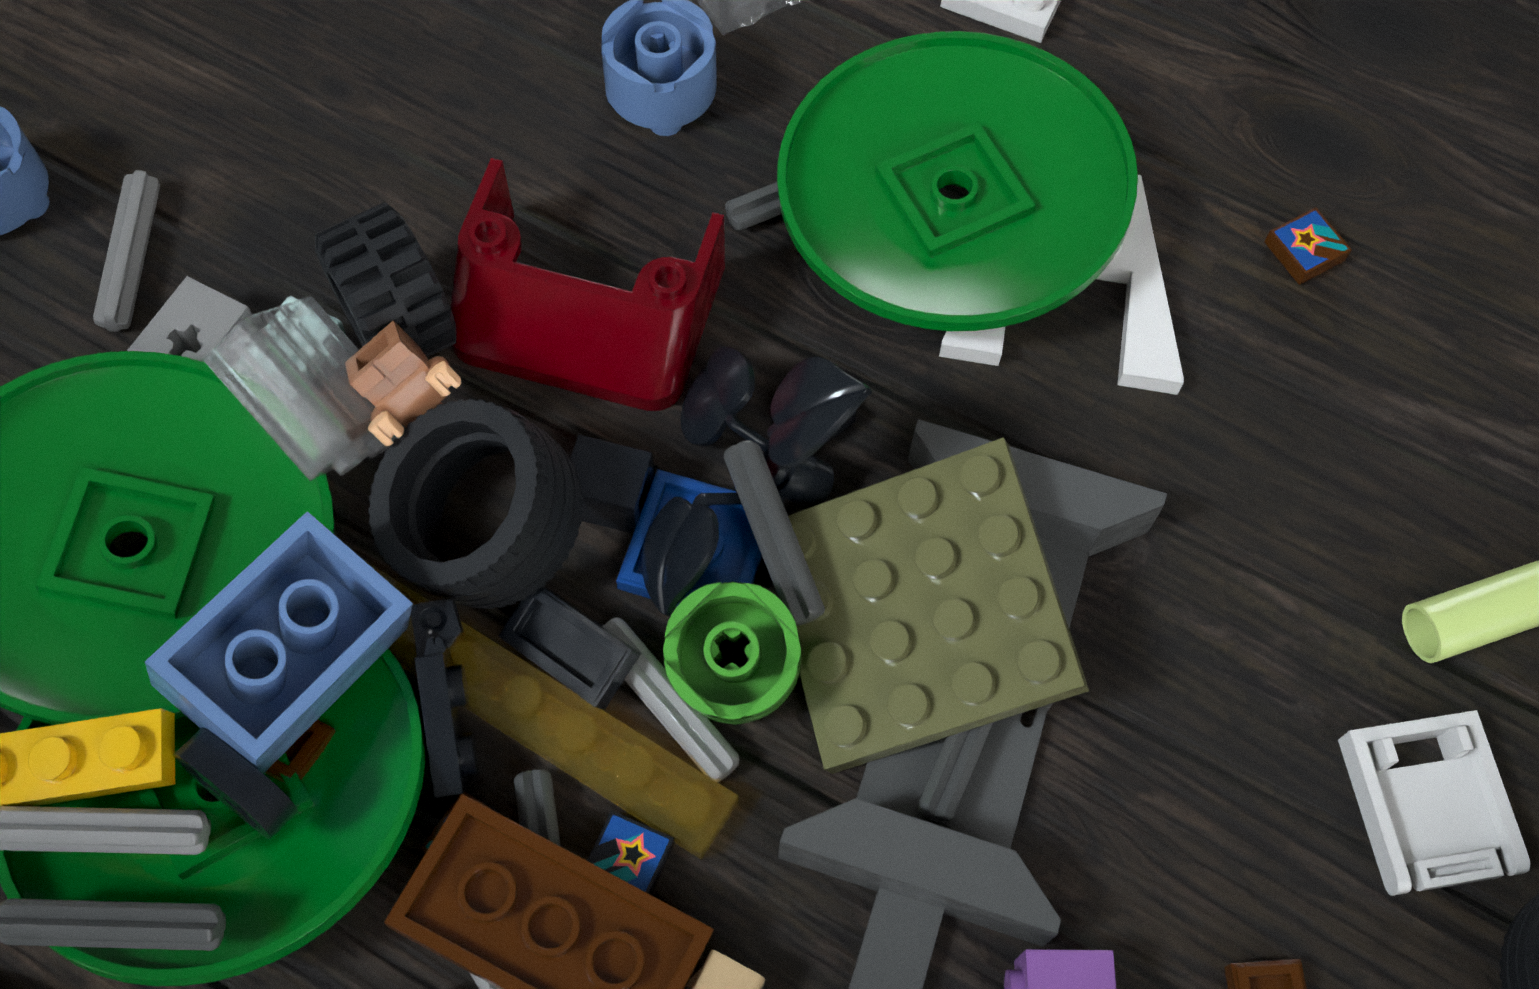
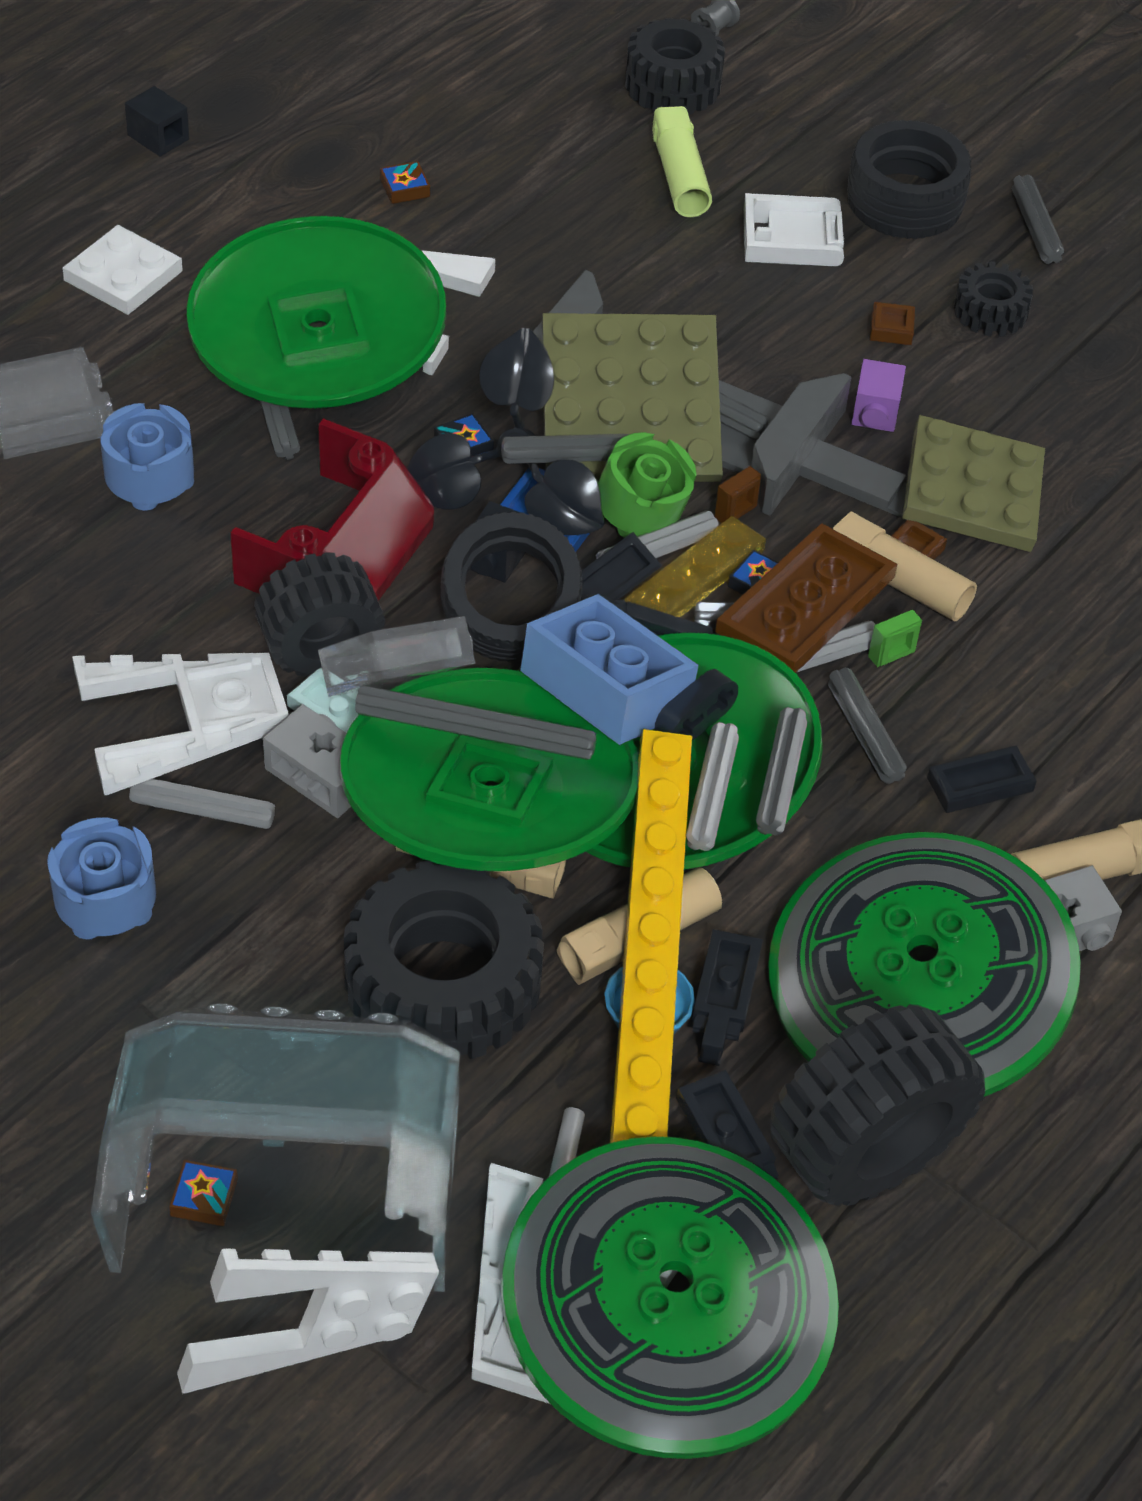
camera: 80 degrees left, 15 degrees down
(177, 510) = (475, 722): none -> dark grey axle
(263, 238) = (224, 701): none -> white wing
(398, 381) = (410, 596): nougat piece -> none
(774, 795) = (738, 495): none -> reddish brown tile

